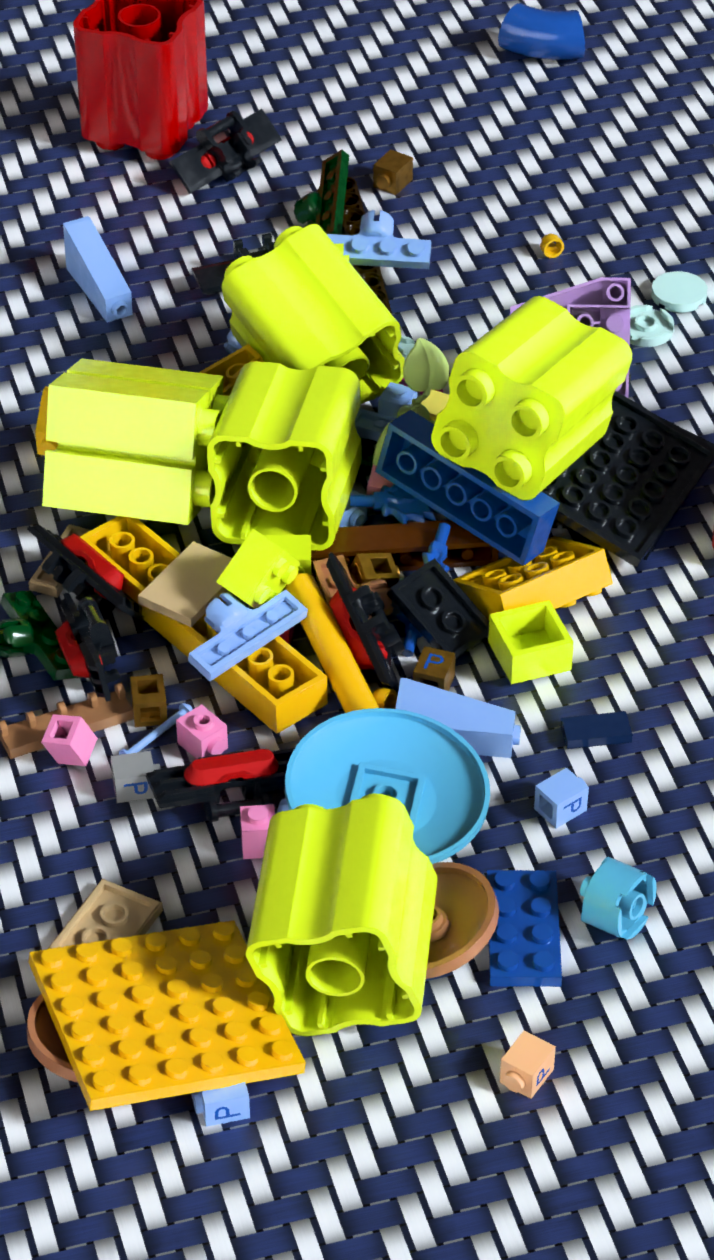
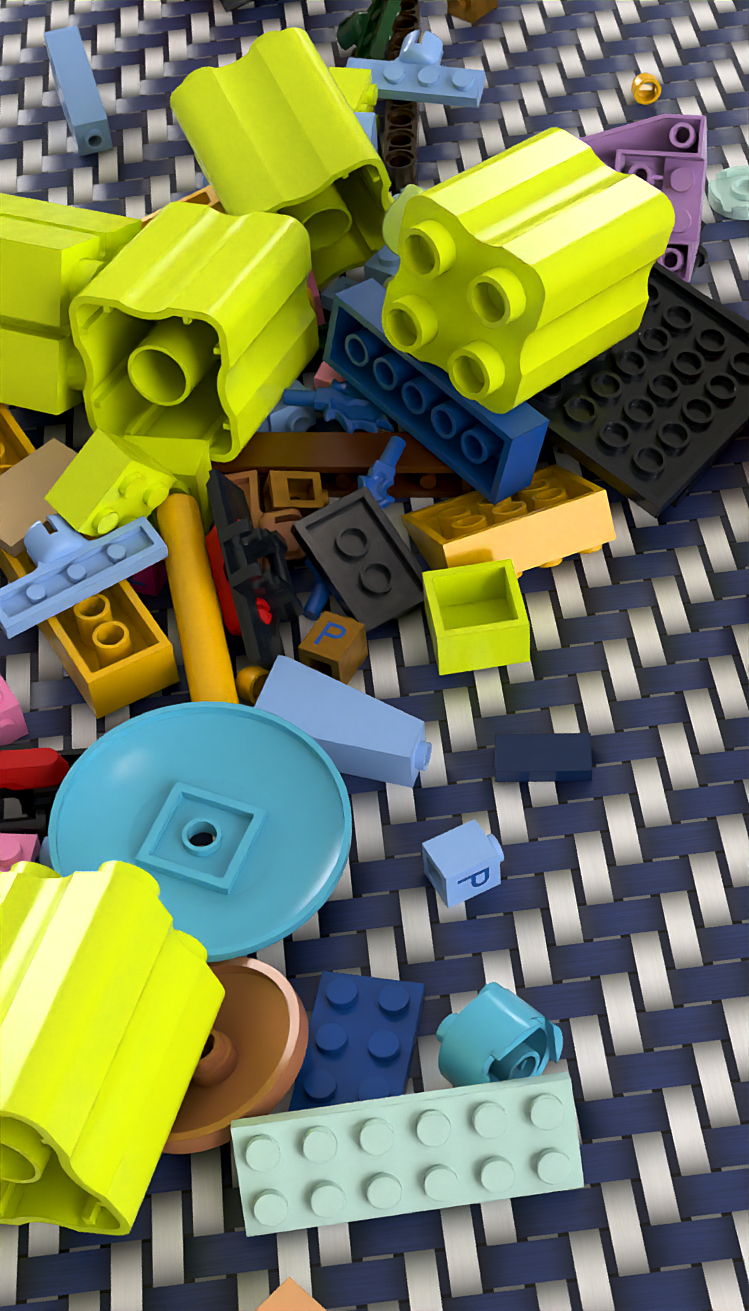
camera: 15 degrees right, 5 degrees up
(575, 960) = (407, 1153): none -> light aqua plate

